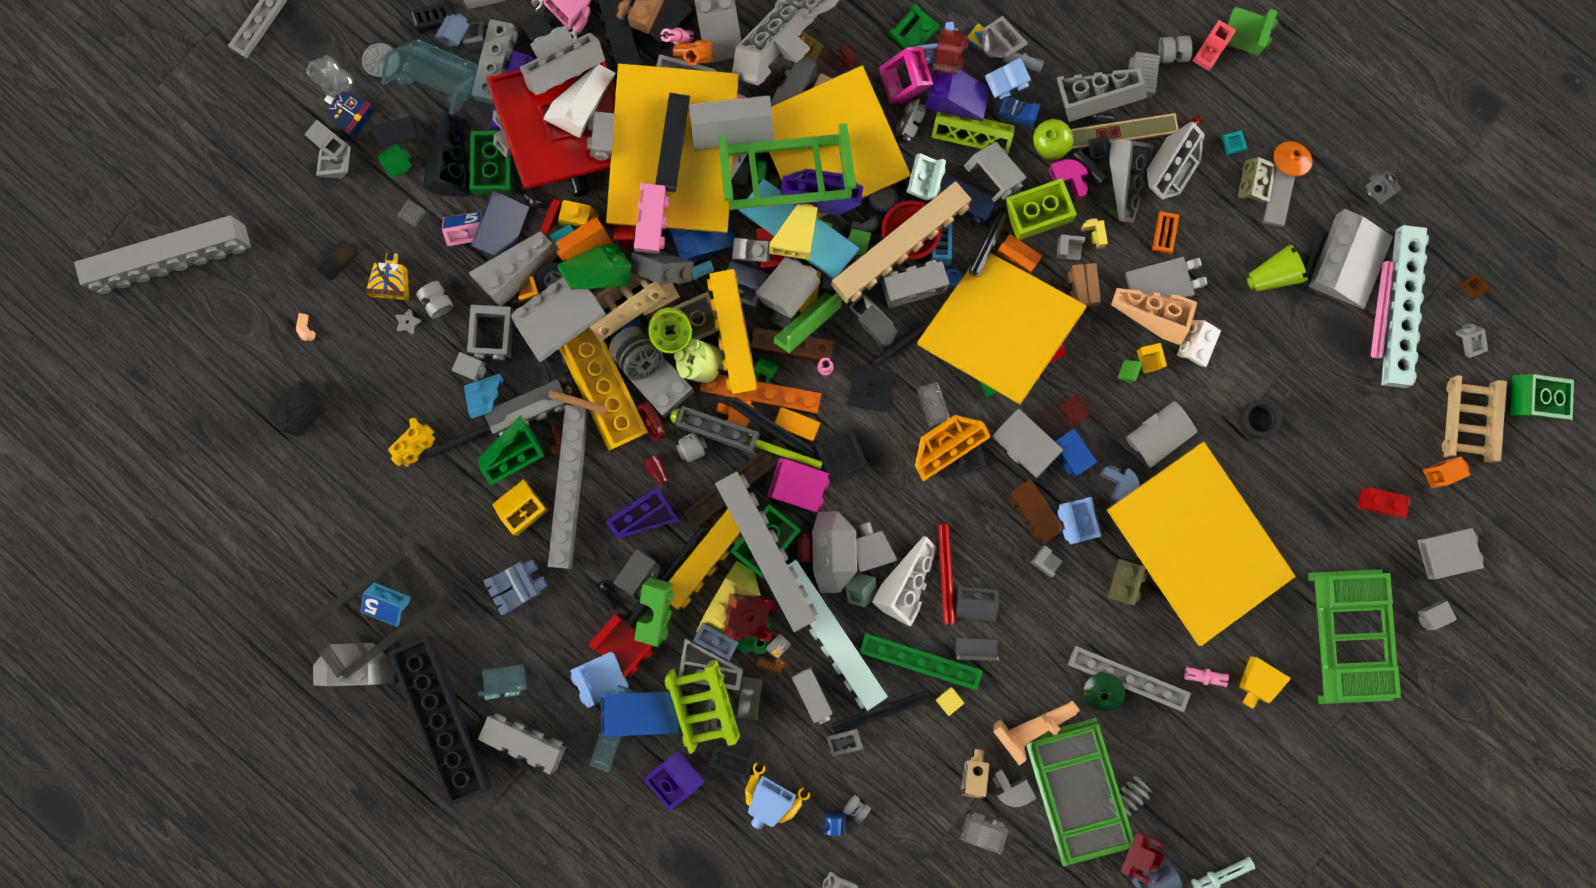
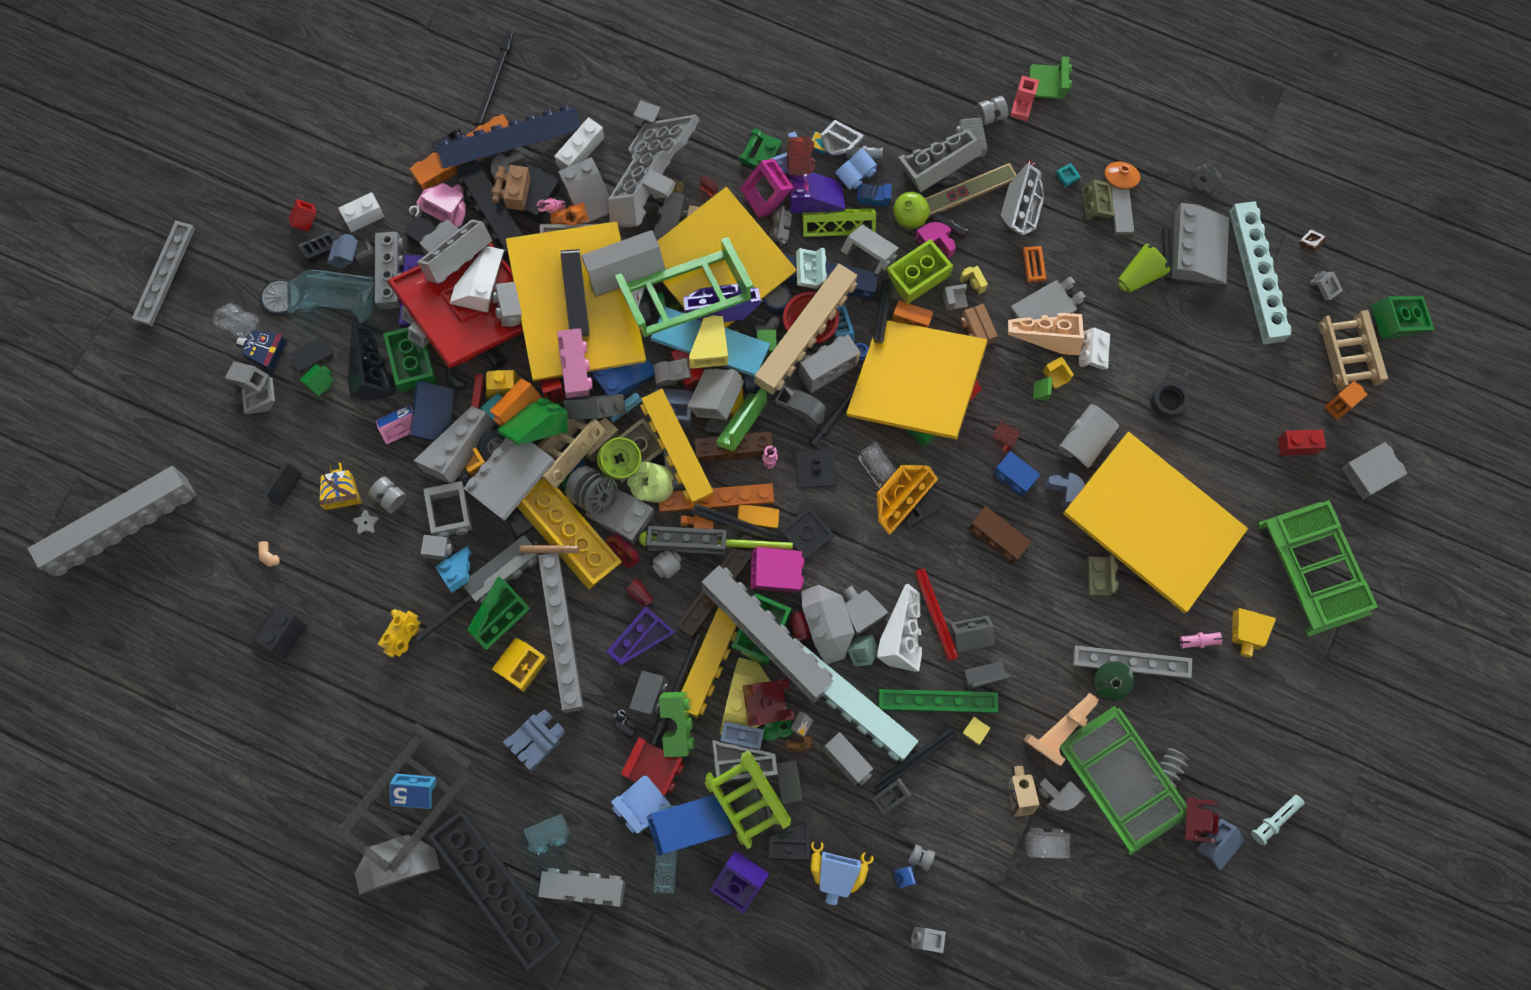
camera: 25 degrees left, 10 degrees down
(411, 213) = (344, 424): clear tile -> none
(557, 437) = (538, 590): clear red arm -> none
(766, 368) = (715, 473): green tile -> none
(1027, 443) = (972, 475): light grey panel -> none
(1046, 561) = (1023, 577): light grey panel -> none
(1079, 520) = (1042, 530): light blue bracket -> none
(1098, 148) = (953, 208): black tile -> none
(1128, 168) = (984, 215): dark grey wedge -> none
(1382, 309) = (1242, 280): bright pink axle -> none
(1436, 615) = (1382, 527): light grey brick -> none

